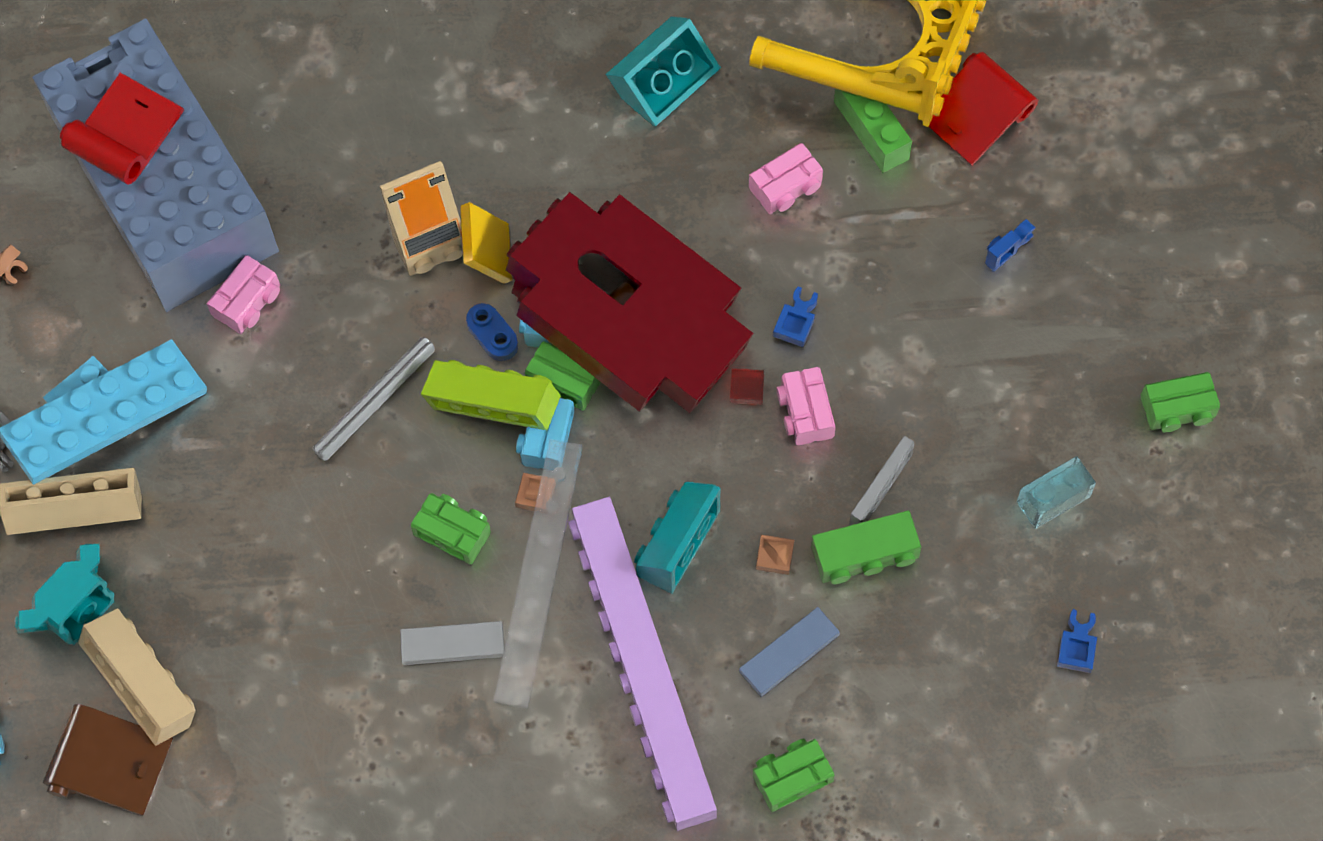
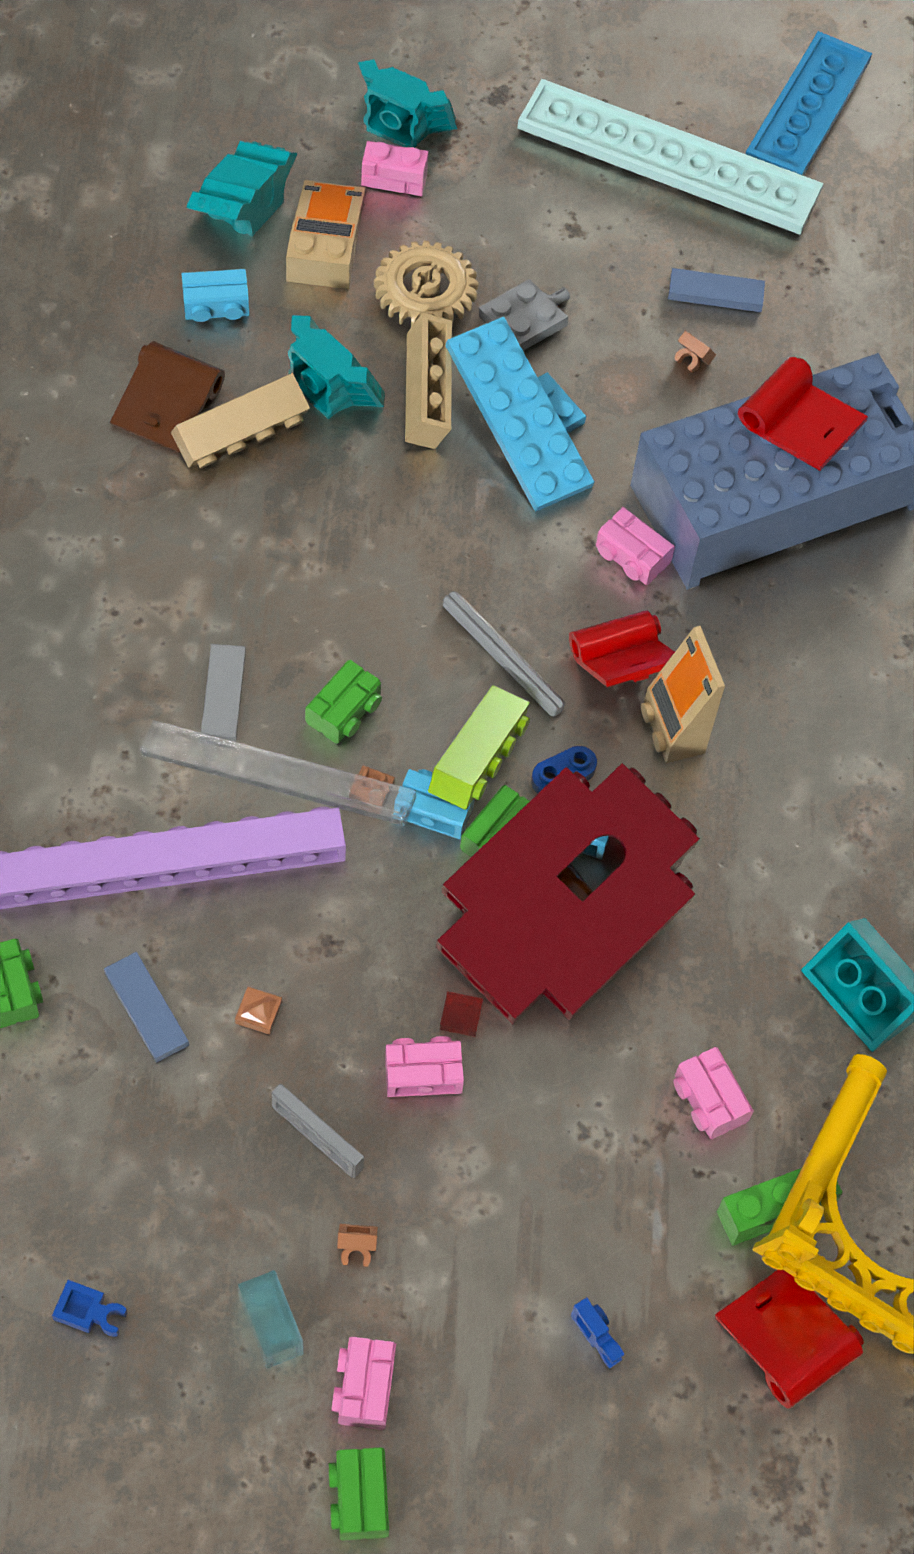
camera: 90 degrees right, 5 degrees down
(370, 285) = (621, 648): none -> red door
(485, 242) = (666, 763): yellow tile -> none
(678, 535) = (291, 910): teal slope -> none
(796, 321) = (531, 1074): blue plate -> none
(866, 547) = (243, 1101): bright green brick -> none
(971, 436) = (357, 1238): none -> nougat tile
(1090, 411) = (366, 1383): none -> bright pink brick

